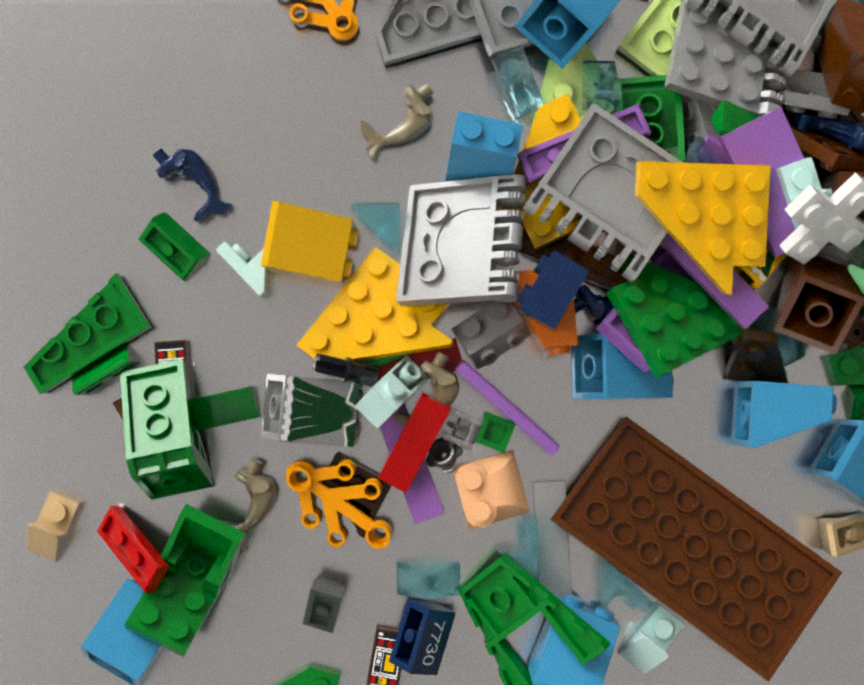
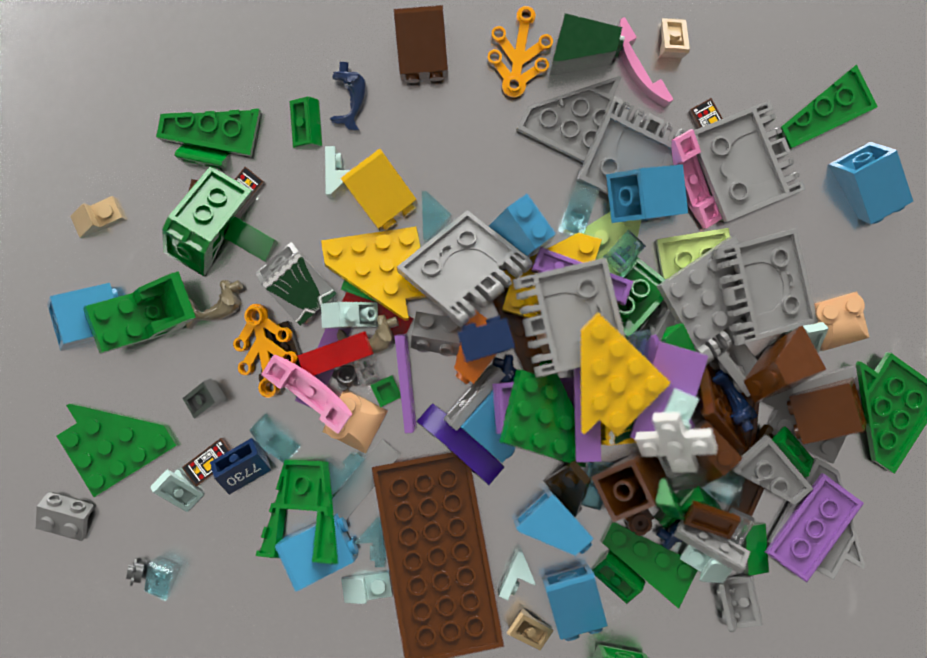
camera: 45 degrees right, 0 degrees up
(132, 549) = (127, 269): red tile -> none
(216, 63) = (421, 43): none -> reddish brown slope
(346, 369) = (334, 279): black axle -> none
(415, 123) = (504, 177): dark tan animal -> none
(422, 499) = (308, 389): none -> bright pink slope
(588, 359) = (473, 397): none -> light grey tile
(613, 416) = (461, 444): none -> dark purple slope
(780, 486) = (517, 569): none -> light aqua slope

